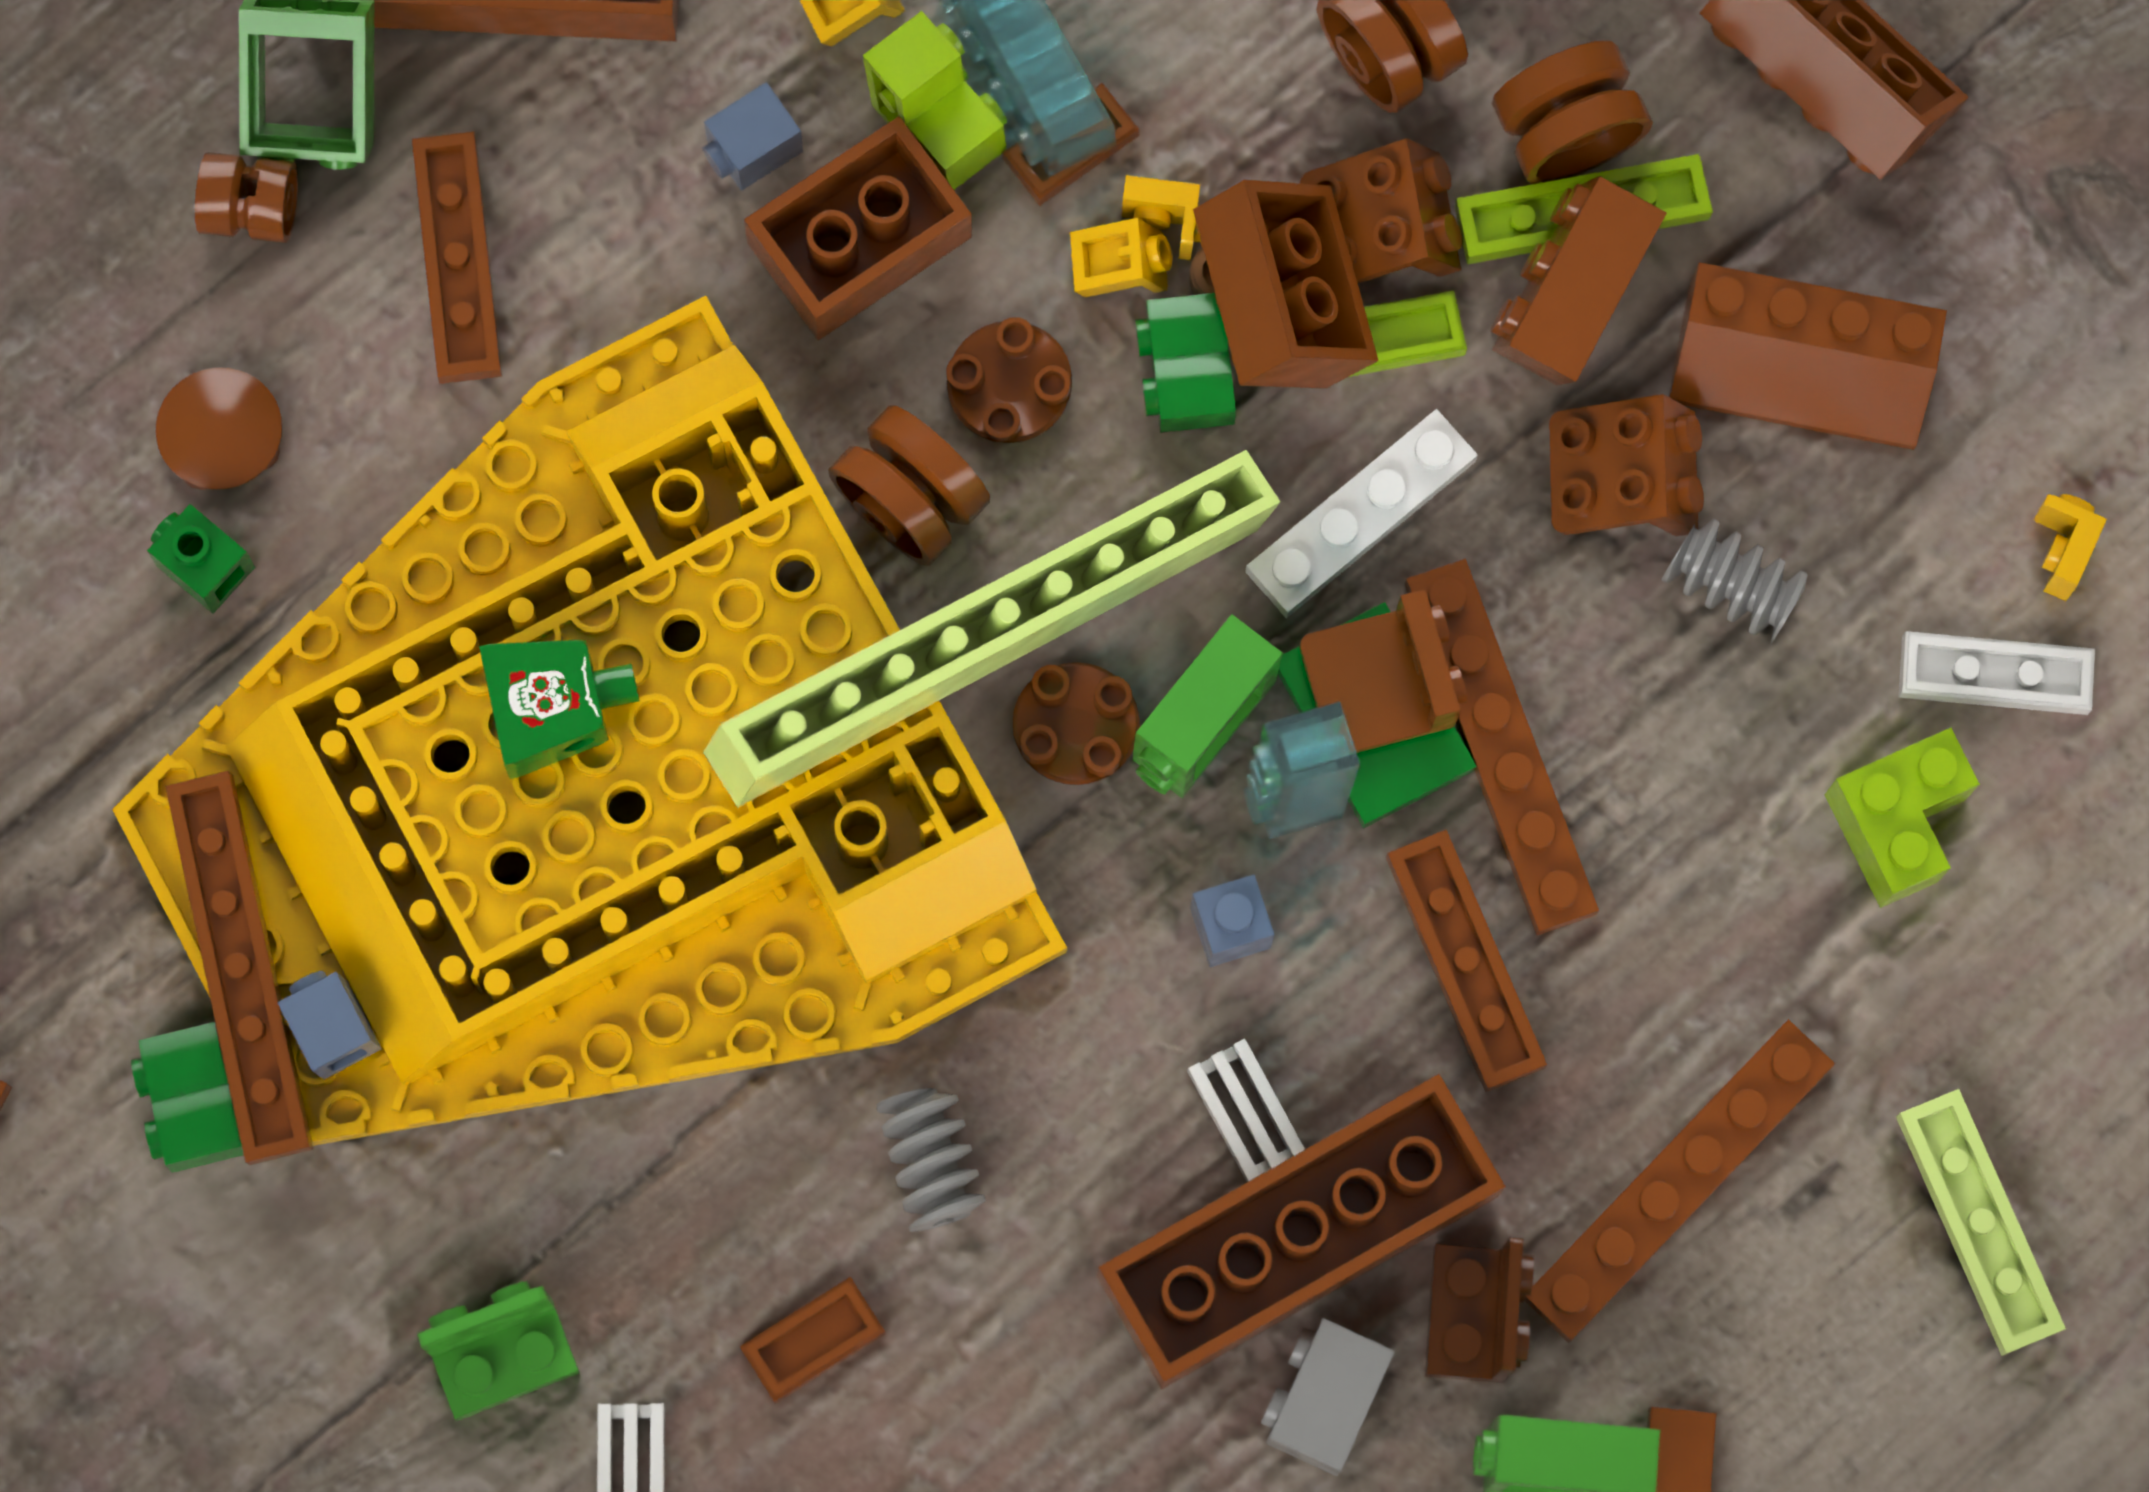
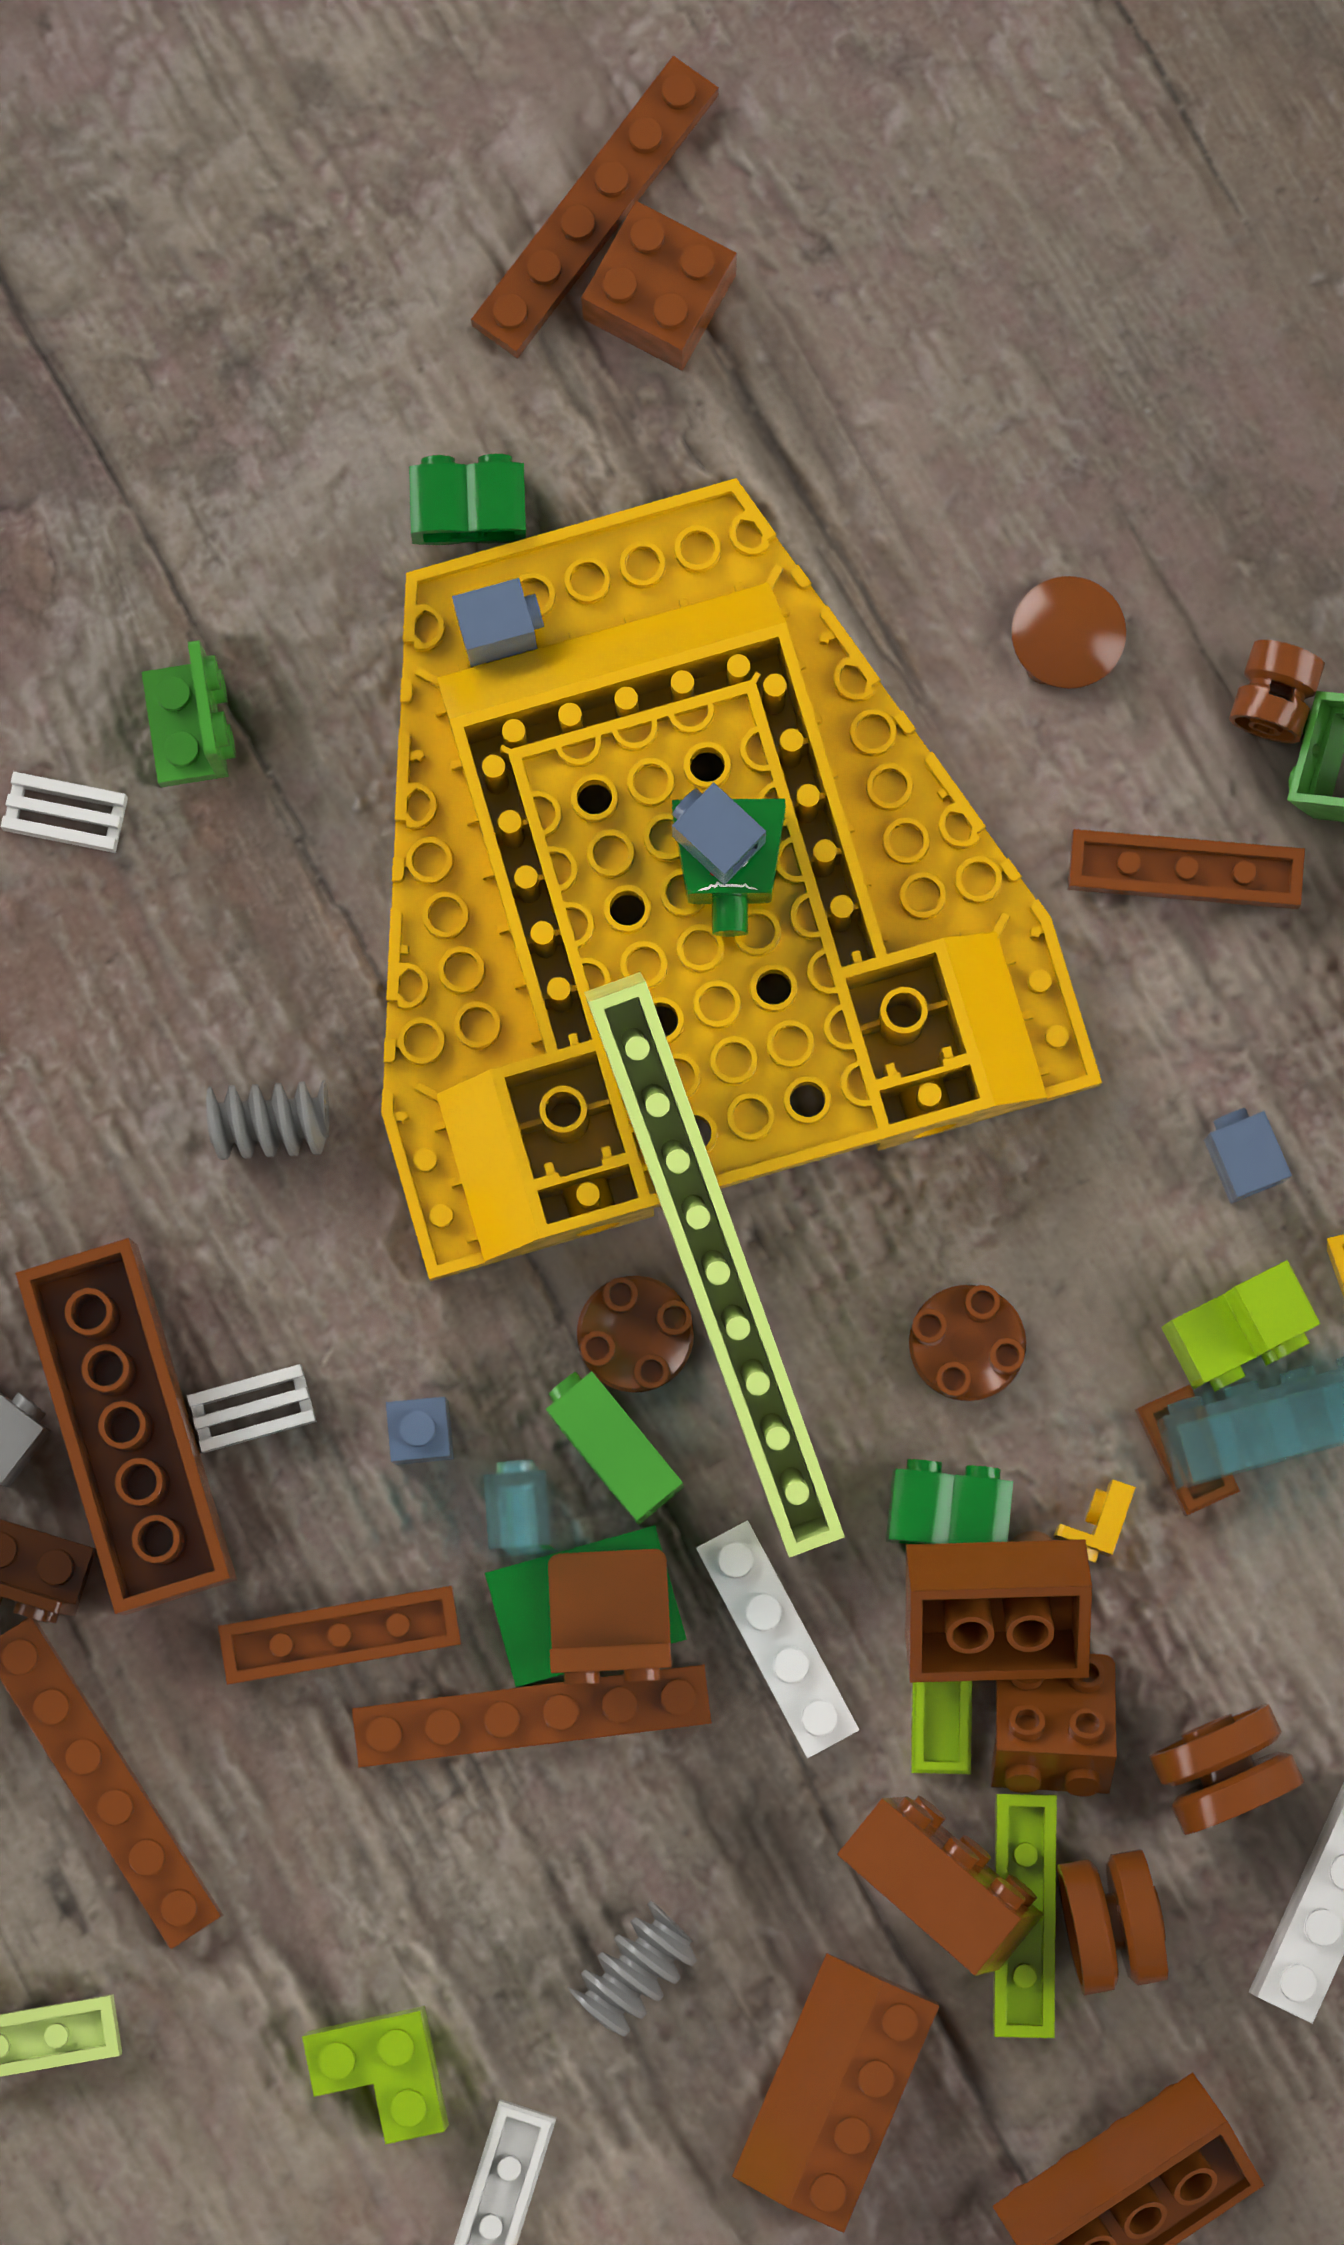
camera: 110 degrees right, 5 degrees up
(199, 557) = (950, 592): green brick -> none
(239, 968) = (566, 556): dark orange plate -> none
(534, 701) = (717, 831): none -> sand blue brick
(812, 1340) = (139, 988): dark orange tile -> none
(858, 228) = (1135, 1231): dark orange brick -> none
(909, 485) = (872, 1217): dark orange wheel -> none
(1120, 258) = (1063, 1469): yellow bracket -> none
(1625, 466) = (765, 1894): dark orange bracket -> none

